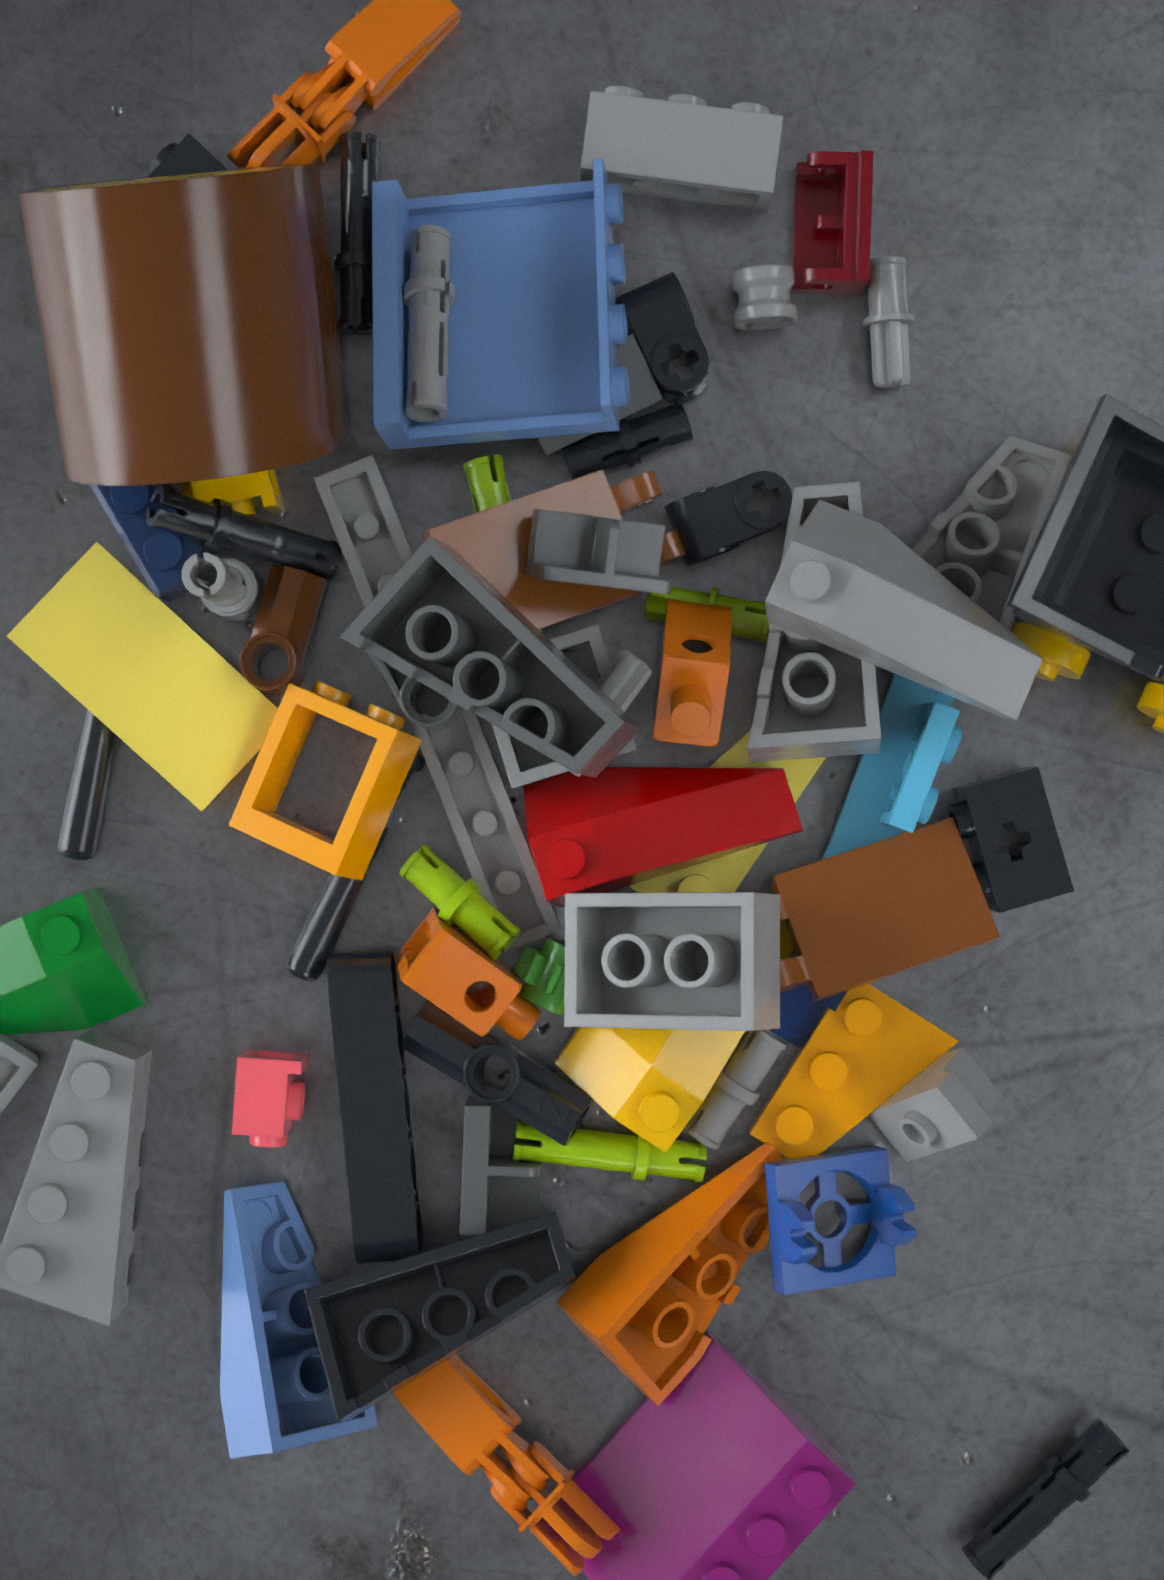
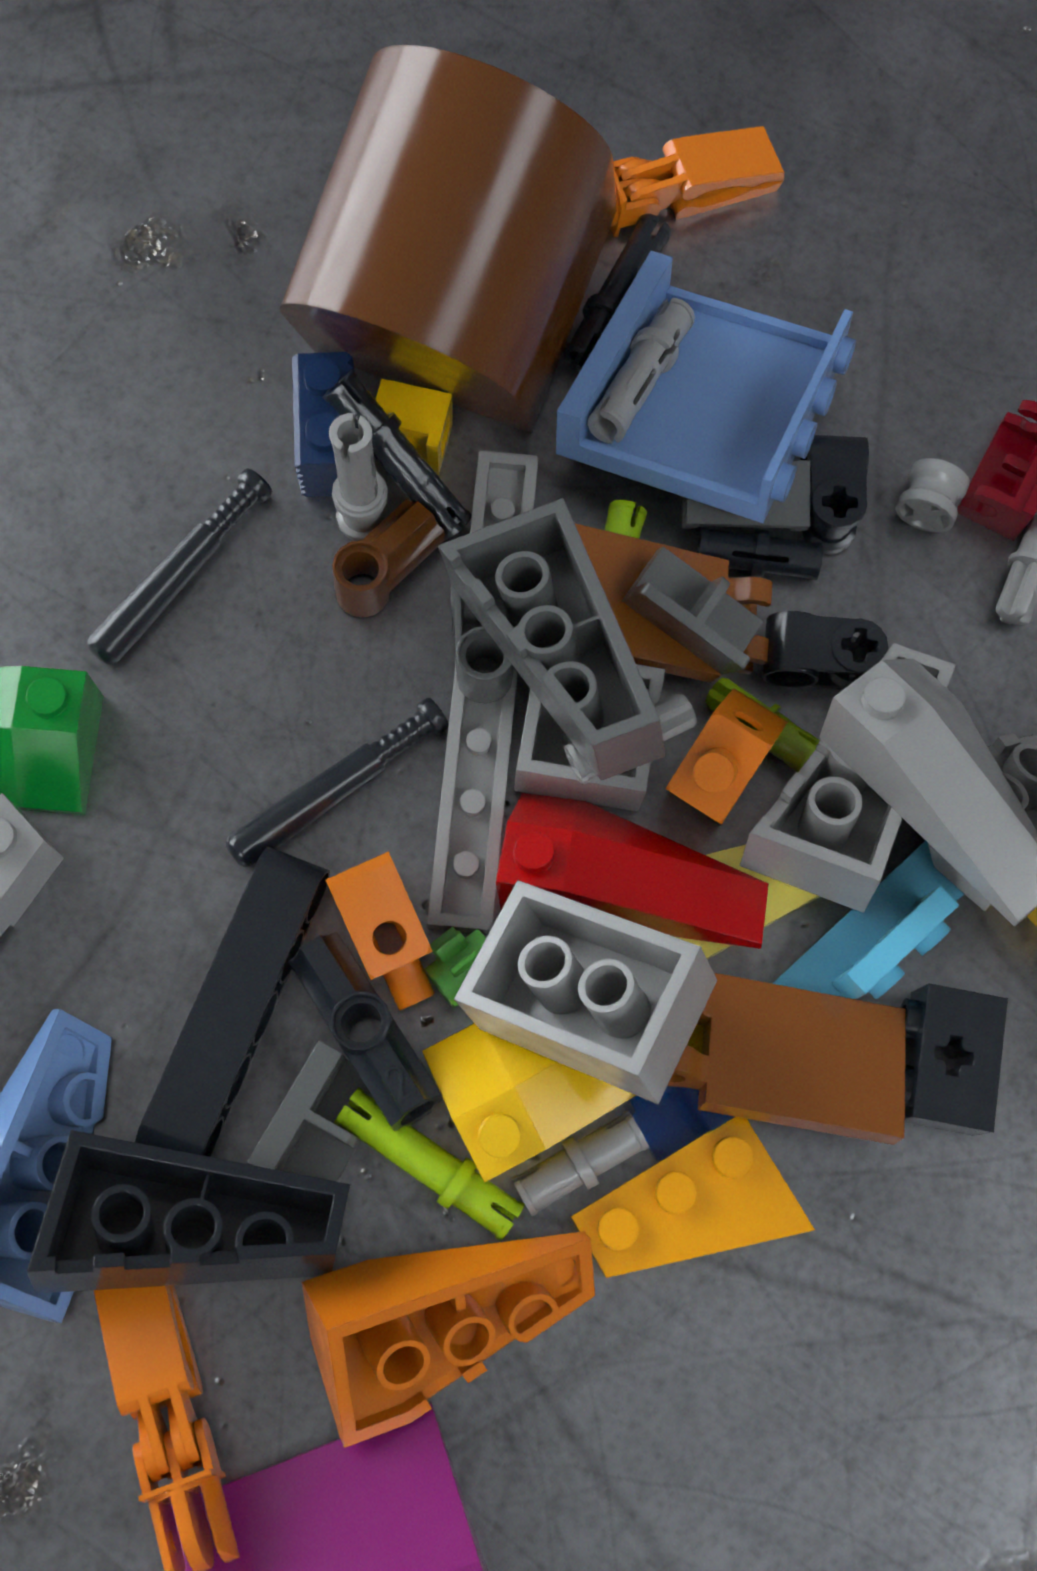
camera: 25 degrees right, 15 degrees down
(146, 676) = (250, 536): light yellow tile -> none
(268, 1095) = (143, 944): coral brick -> none
(373, 798) = (379, 727): light orange window -> none
(459, 901) = (415, 855): lime pin -> none
(683, 147) = (920, 354): light grey brick -> none
(792, 1219) = (568, 1335): blue piece -> none
(939, 1107) = (766, 1281): light grey brick -> none

